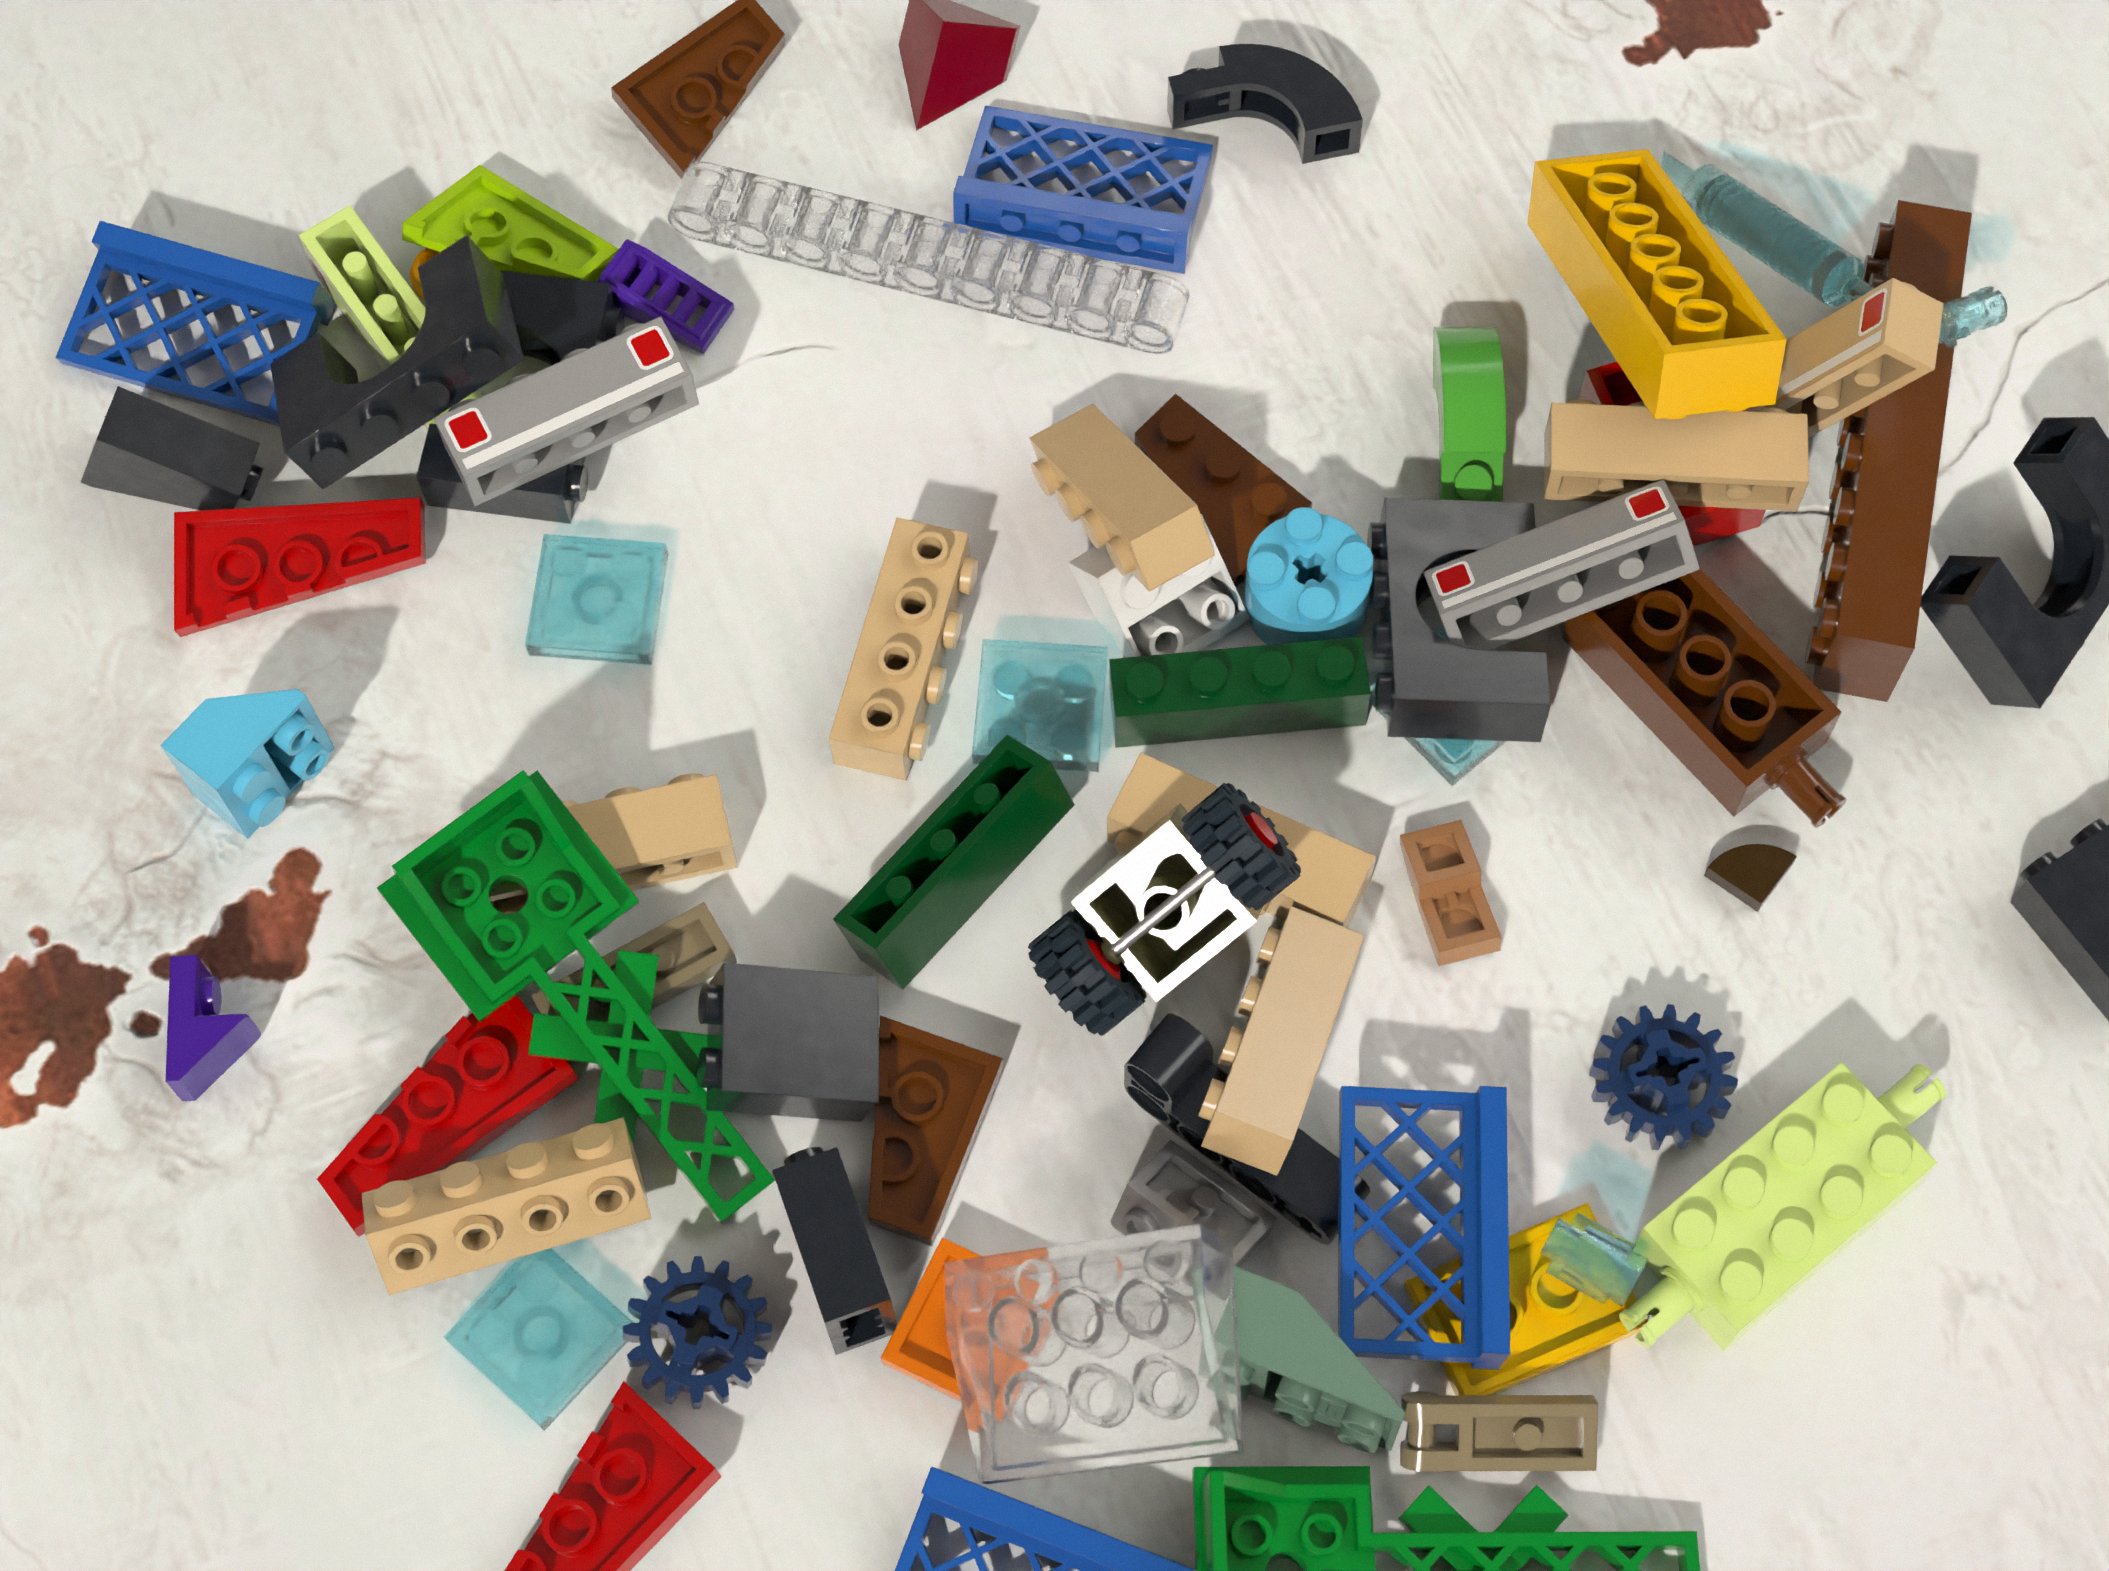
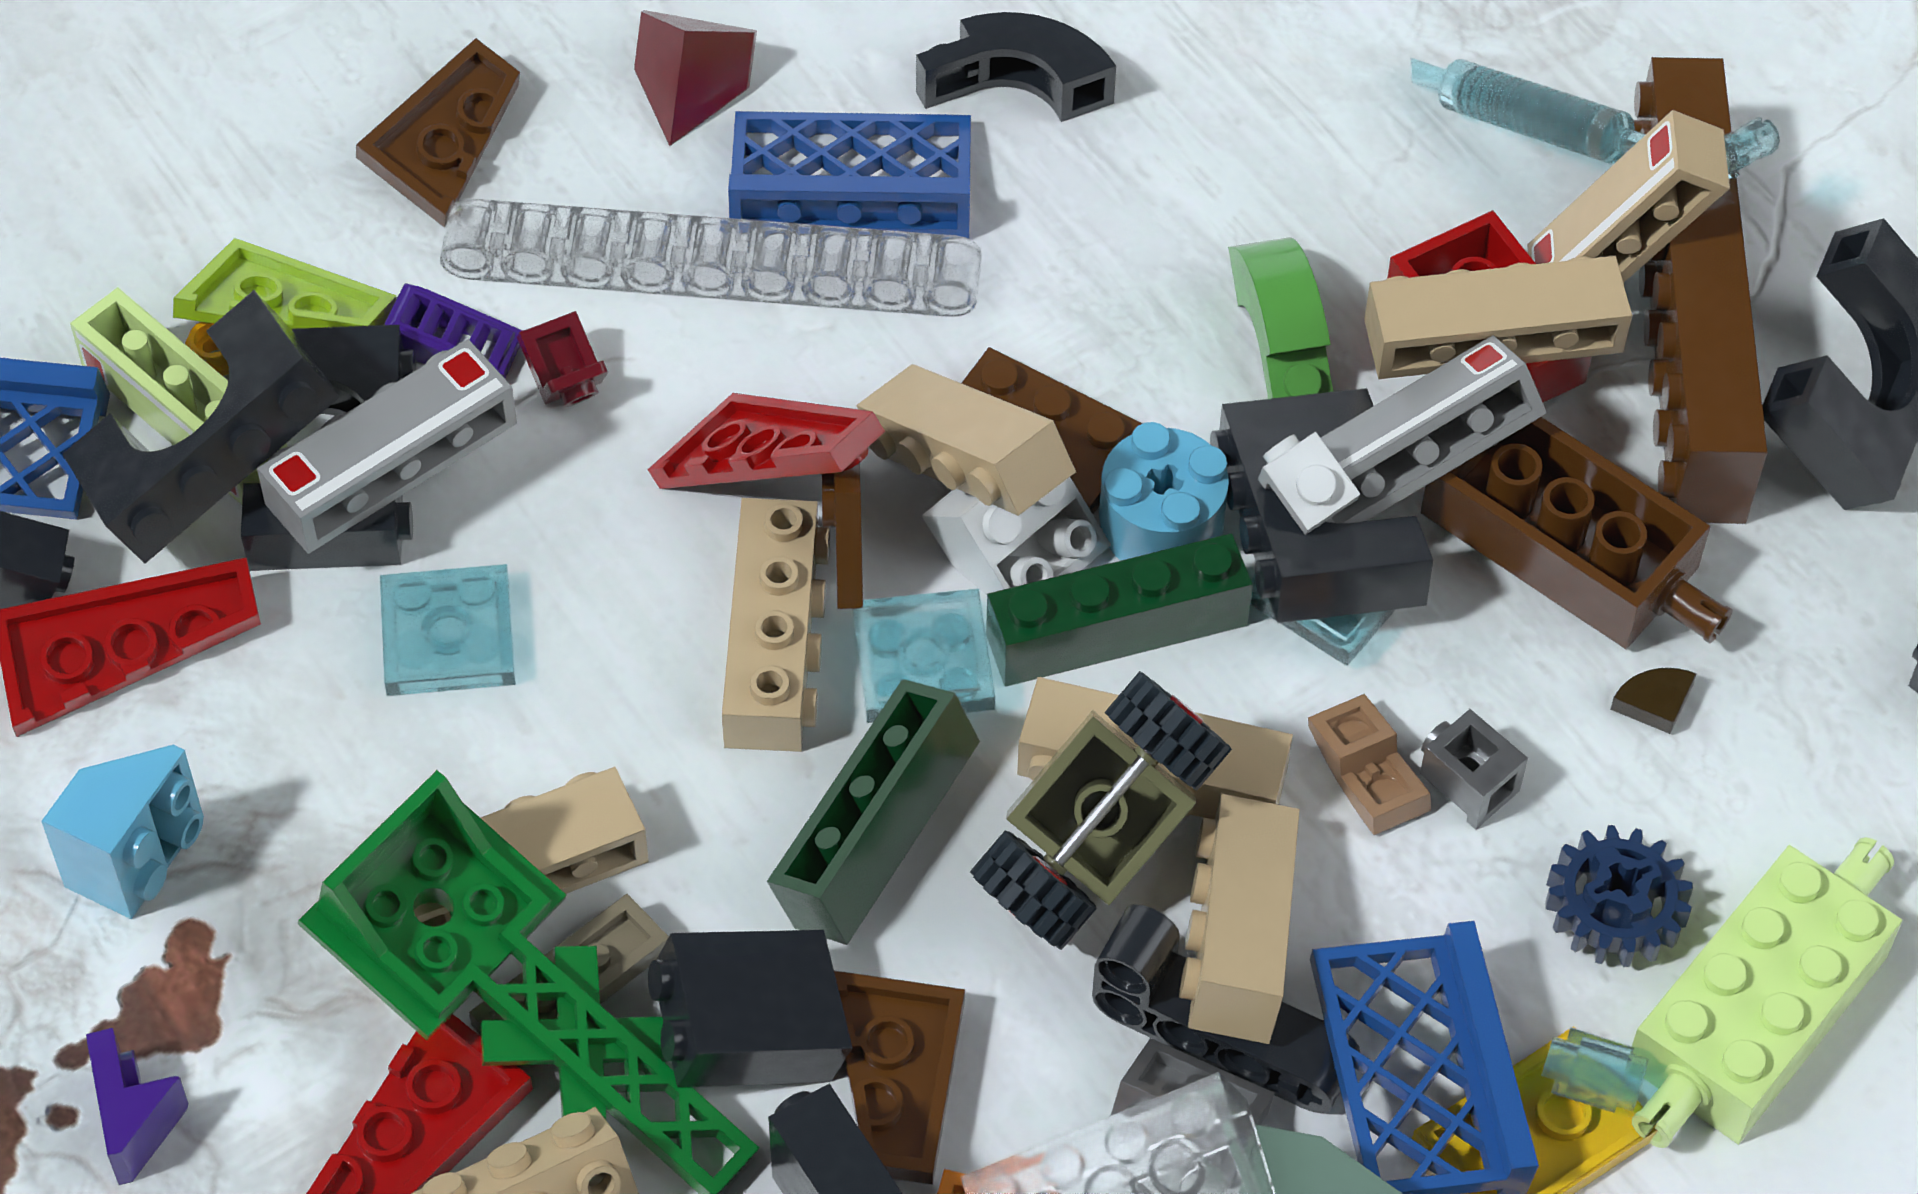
camera: 15 degrees left, 10 degrees down
(761, 341) = (562, 360): none -> dark red bracket
(932, 465) = (767, 440): none -> red wing
(993, 539) = (843, 511): none -> reddish brown wing
(1442, 602) = (1307, 480): none -> white bracket
(1554, 894) = (1473, 766): none -> flat silver brick
(1655, 284) = (1440, 165): yellow brick -> none

